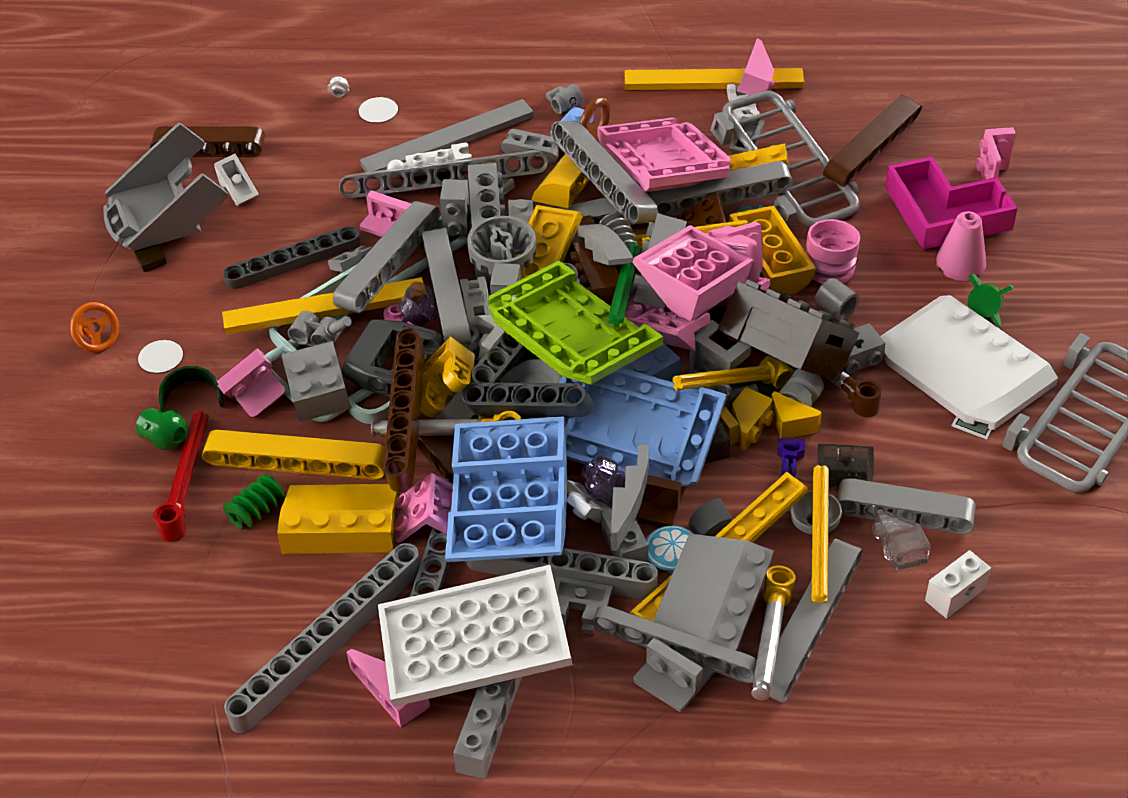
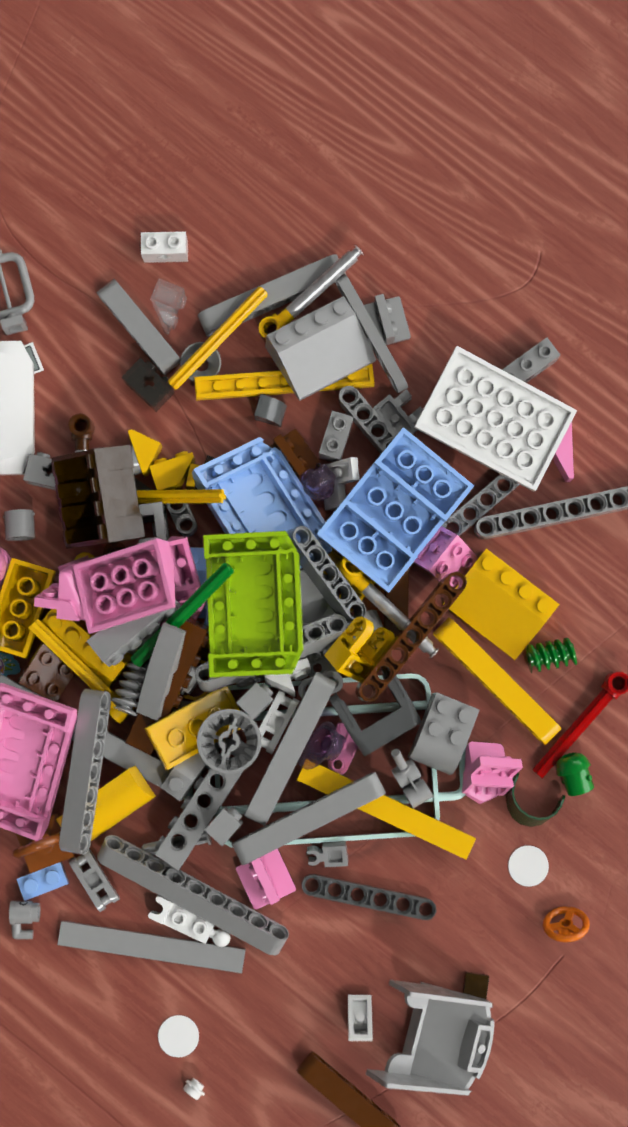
camera: 145 degrees left, 35 degrees up
(628, 499) = (327, 439): light grey slope -> none
(666, 546) = (309, 414): dish -> none
(790, 457) = (184, 414): dark purple piece -> none

